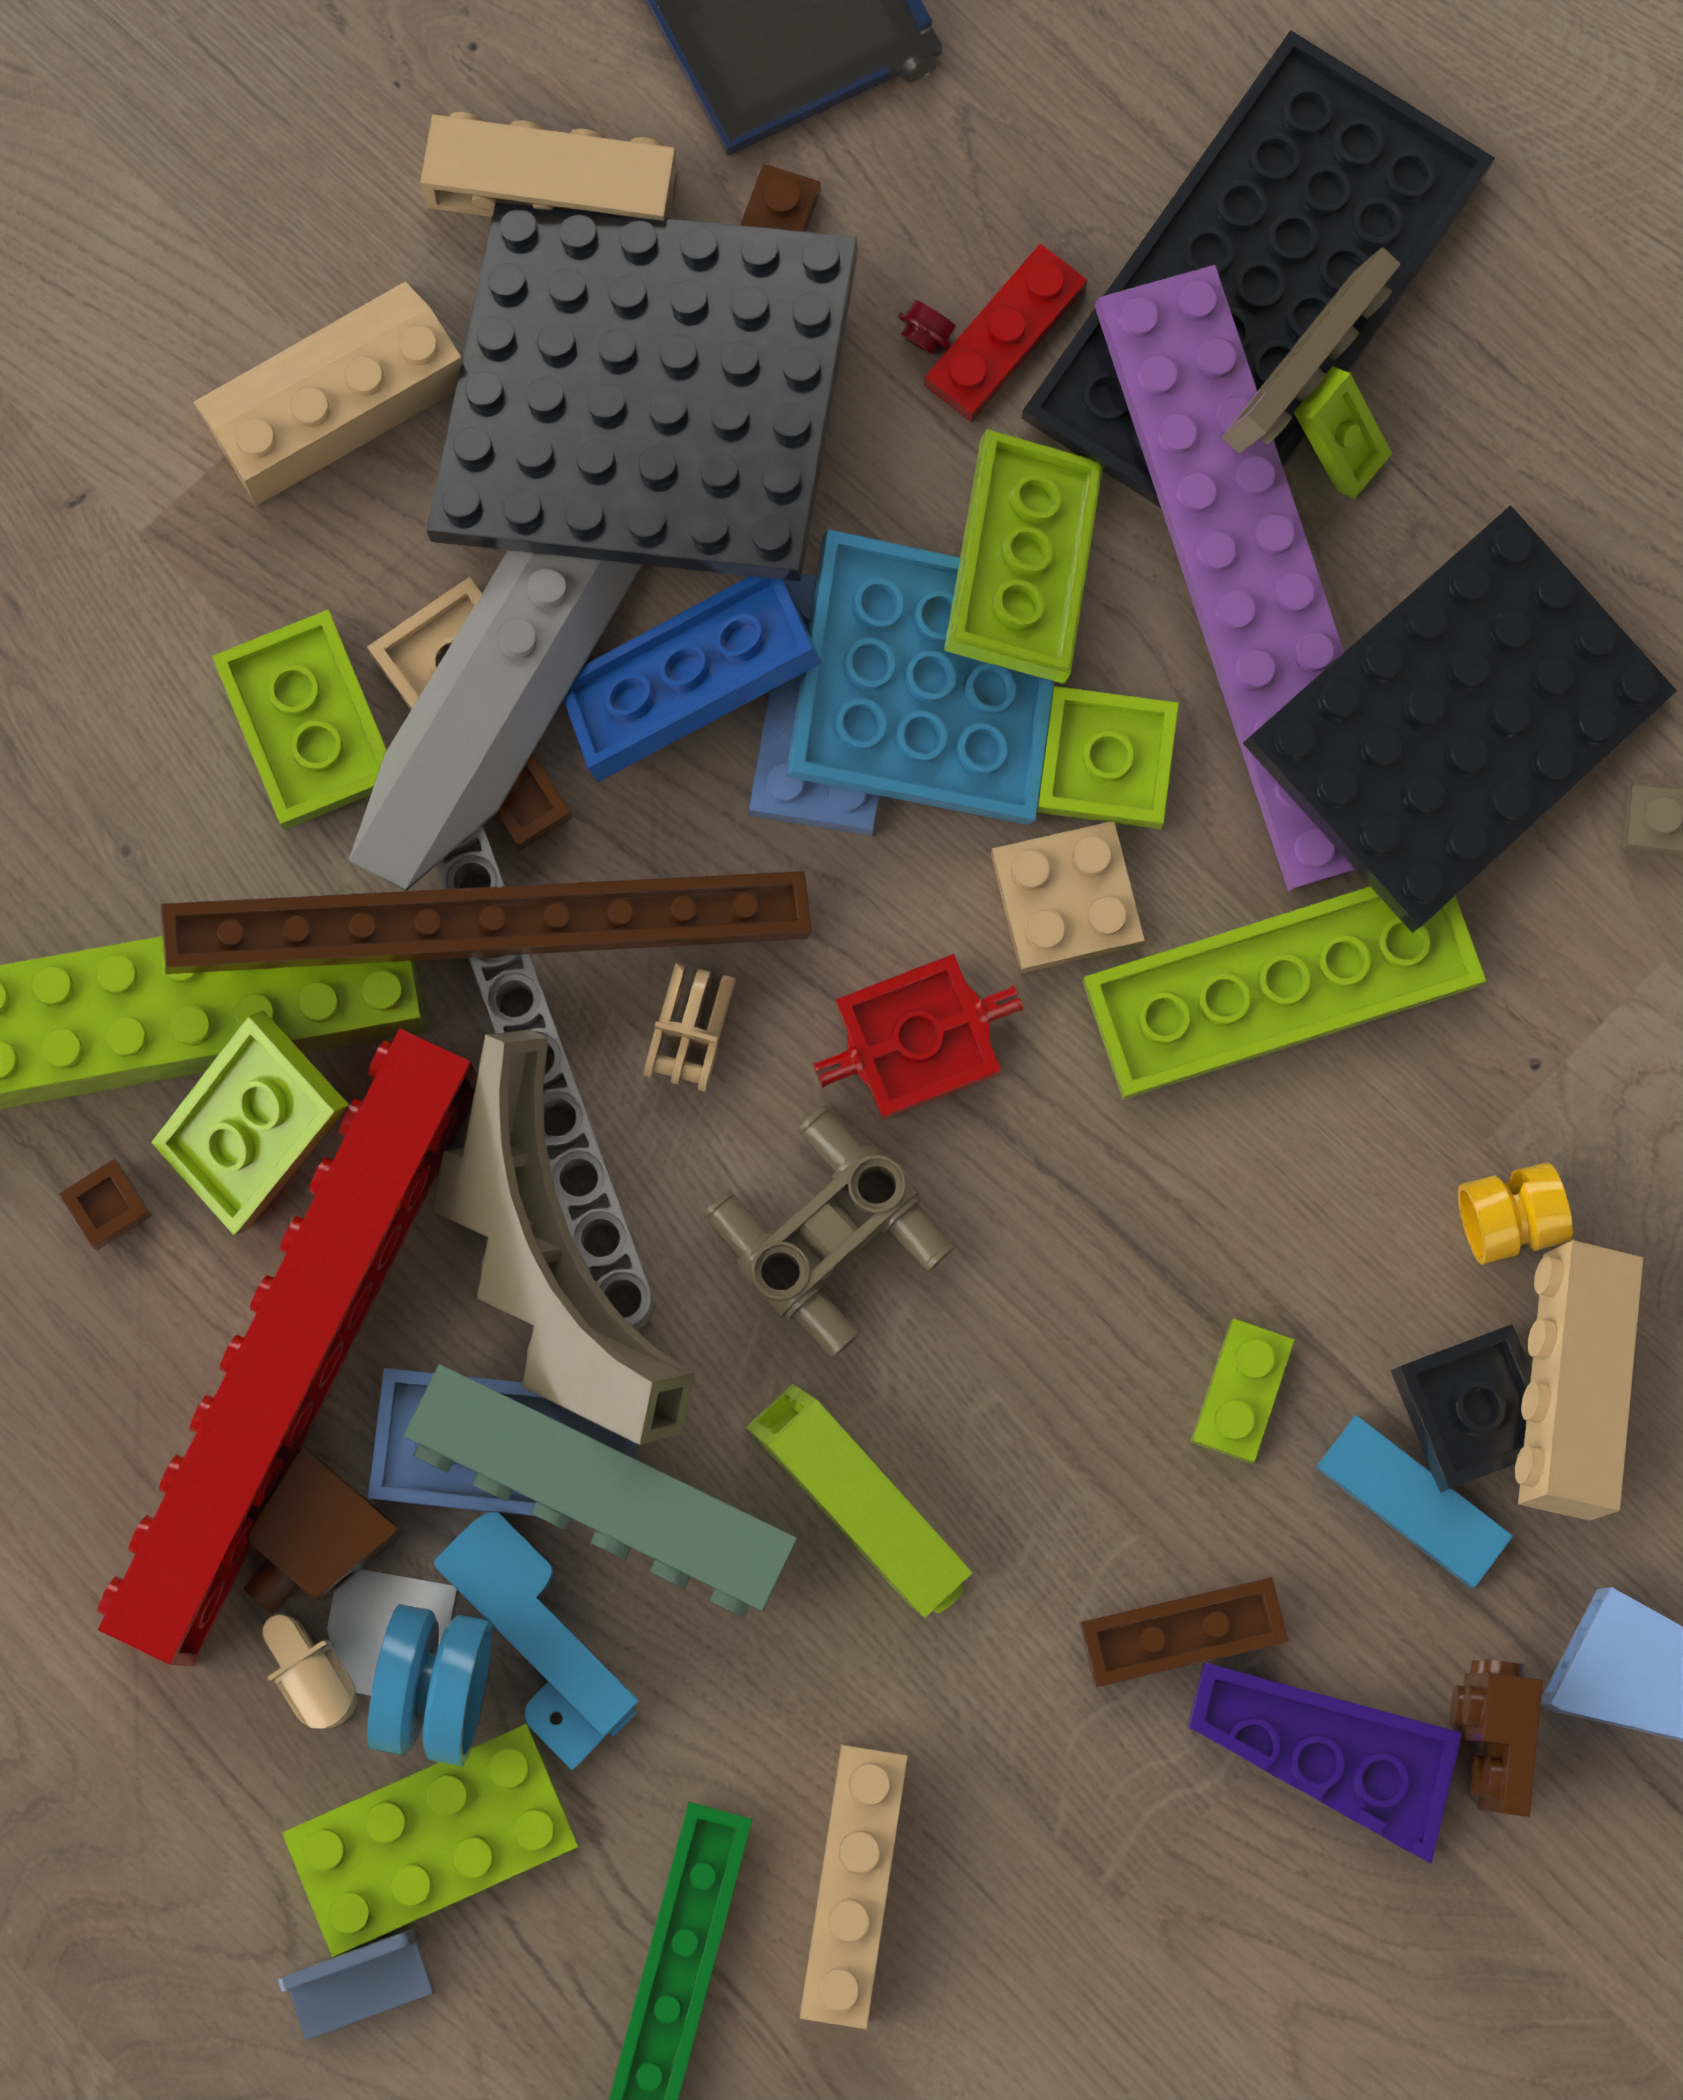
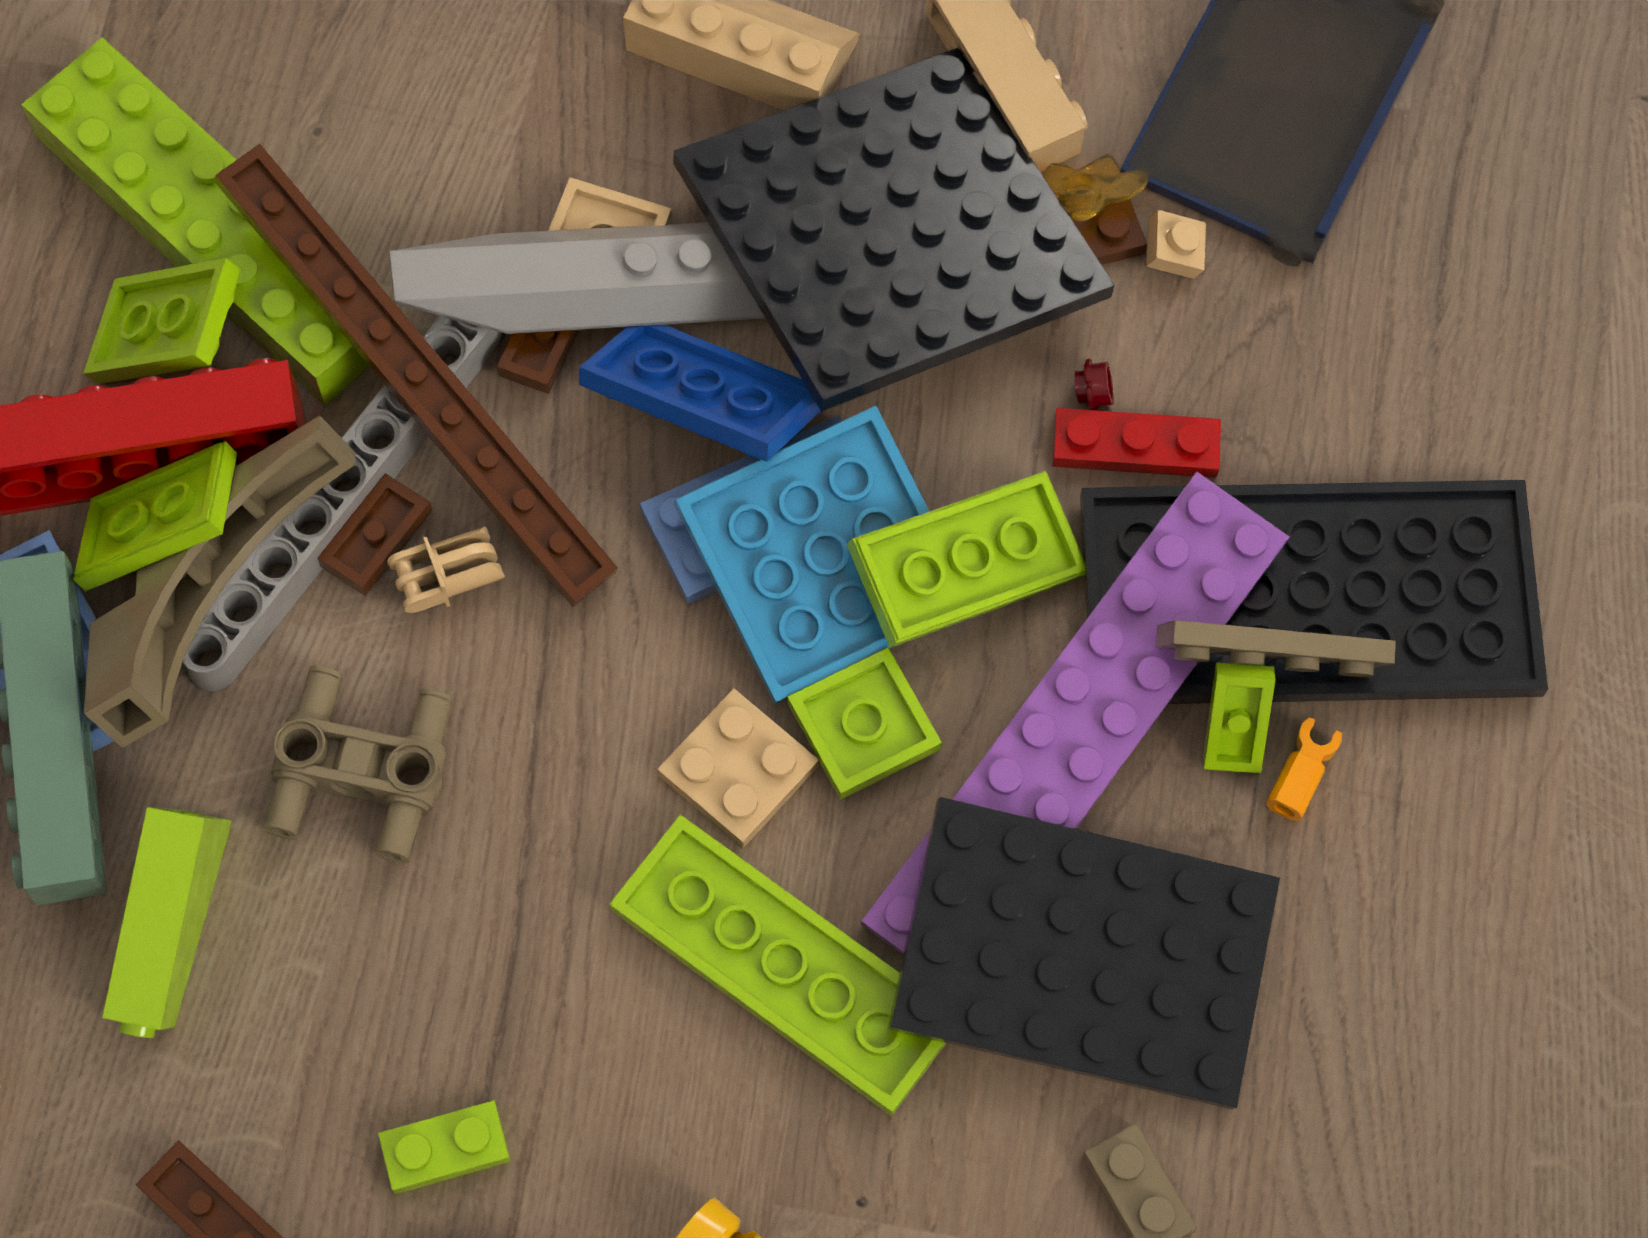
camera: 55 degrees right, 10 degrees down
(105, 1204) = (49, 278): reddish brown plate -> none
(303, 718) = (490, 171): lime plate -> none
(457, 1256) = (155, 516): none -> lime tile
(605, 1069) = (374, 534): none -> reddish brown plate
(730, 184) = (1093, 186): none -> clear yellow plate
(839, 156) = (1176, 244): none -> tan plate
(918, 1036) = (551, 730): red plate -> none
(1417, 417) = (1301, 774): none -> light orange bar

